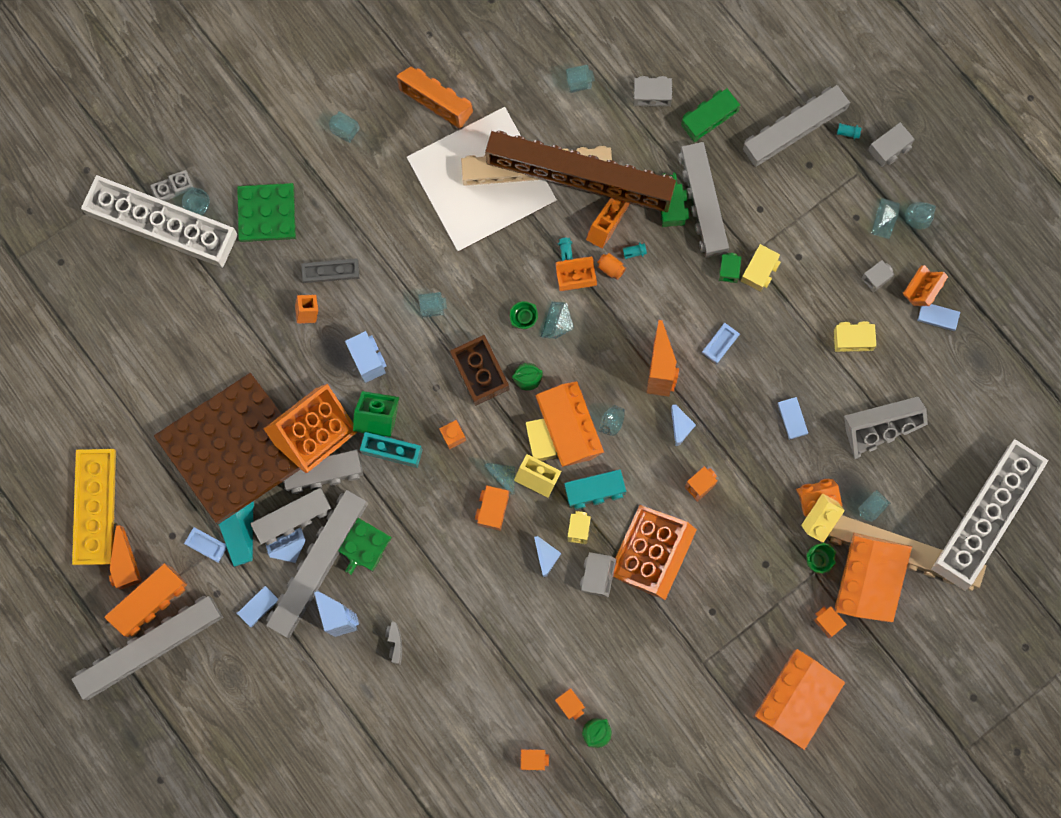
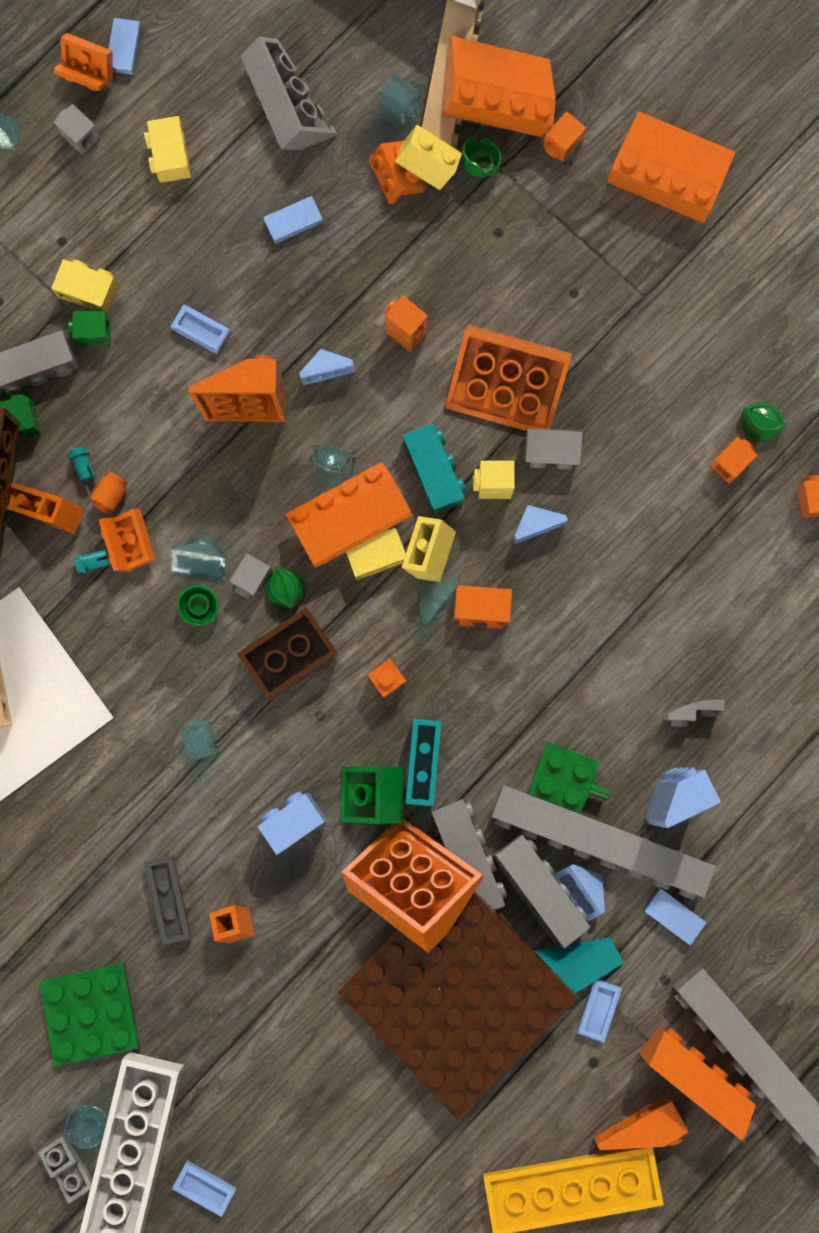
camera: 105 degrees left, 5 degrees up
(142, 270) = (204, 1188): none -> light blue tile
(538, 353) = (250, 577): none -> light grey brick

